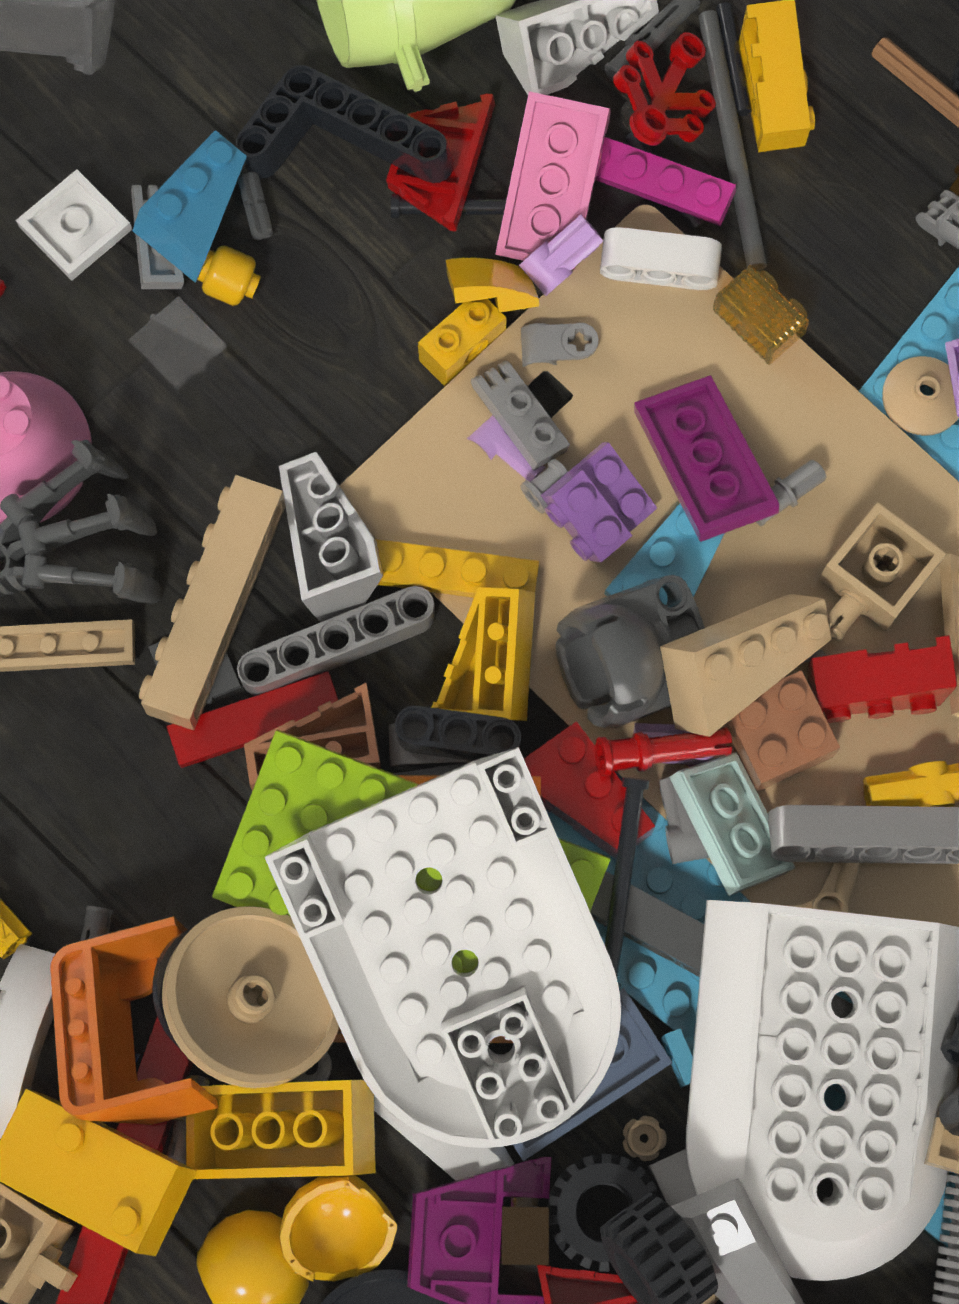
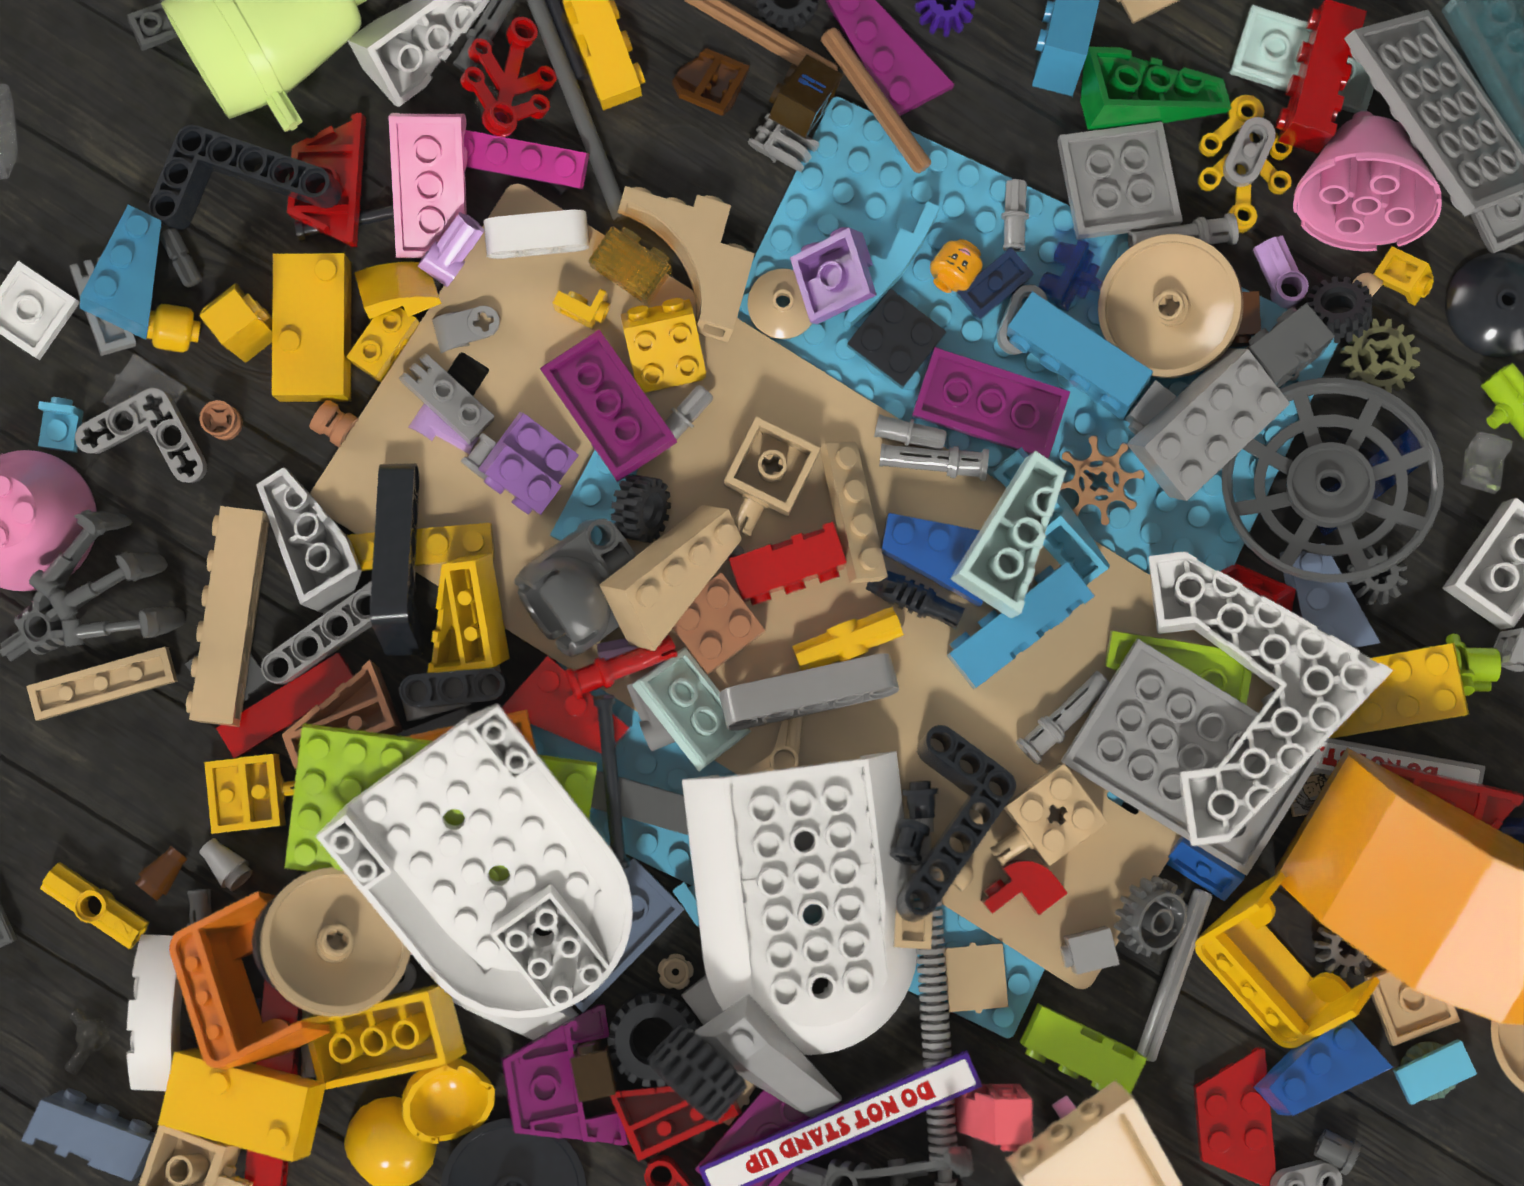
camera: 15 degrees left, 10 degrees up
(59, 880) = (161, 873): none -> reddish brown cone
(76, 353) = (59, 424): none -> medium azure bracket
(139, 887) = (226, 865): none -> light grey cone
(170, 367) = (142, 420): none -> light grey beam
(184, 808) = (246, 793): none -> yellow plate
(254, 377) = (215, 416): none -> nougat wheel
(307, 279) = (239, 323): none -> yellow wedge
(382, 414) = (332, 422): none -> nougat wheel
(383, 308) = (311, 327): none -> yellow brick
(422, 582) = (394, 561): none -> black beam
(691, 350) = (576, 308): none -> yellow bracket
(721, 577) = (641, 507): none -> black tyre
(782, 408) = (663, 345): none -> yellow bracket
(839, 299) = (695, 235): none -> tan arch
(889, 143) = (711, 81): none -> reddish brown slope

